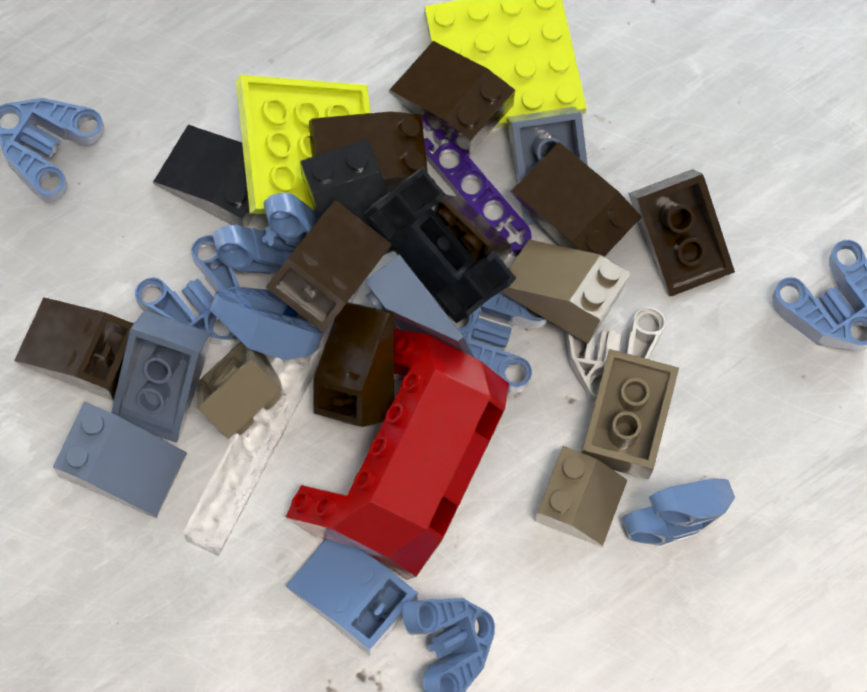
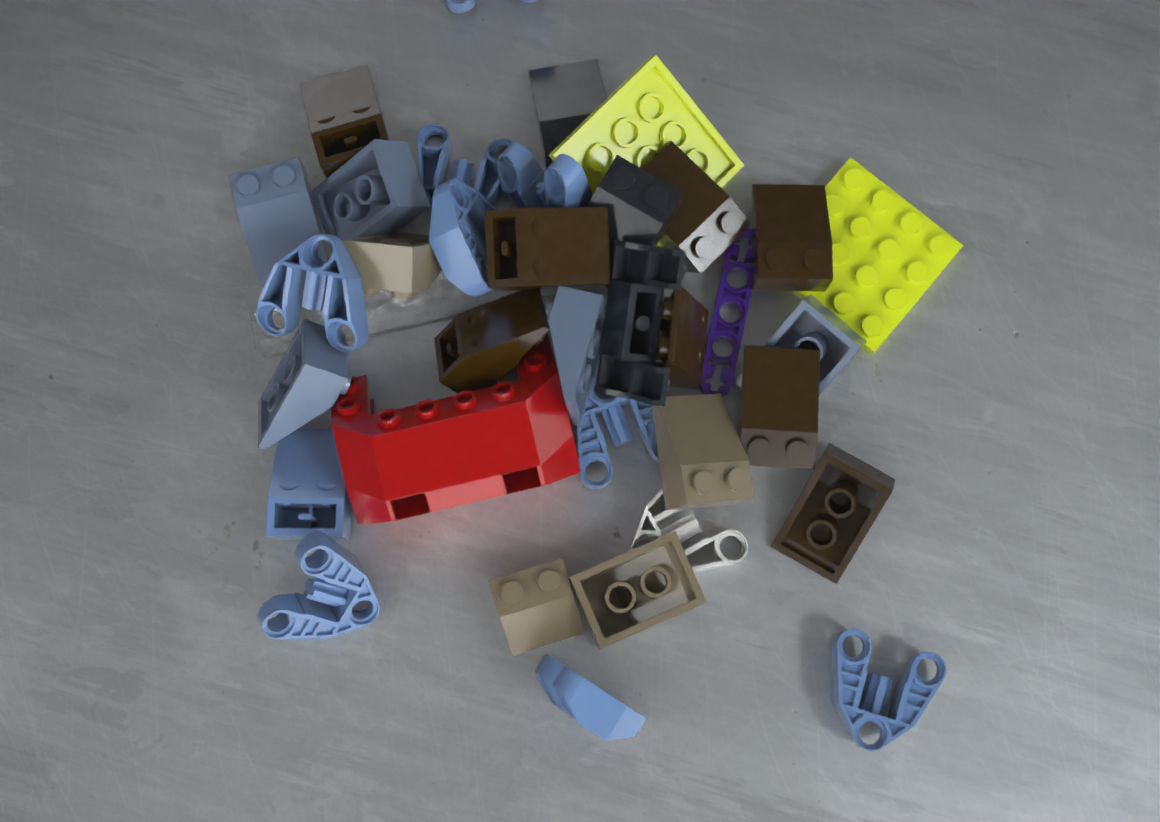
camera: 55 degrees right, 5 degrees up
(244, 442) = (309, 282): none -> medium blue connector
(273, 534) = (303, 384): none -> sand blue slope

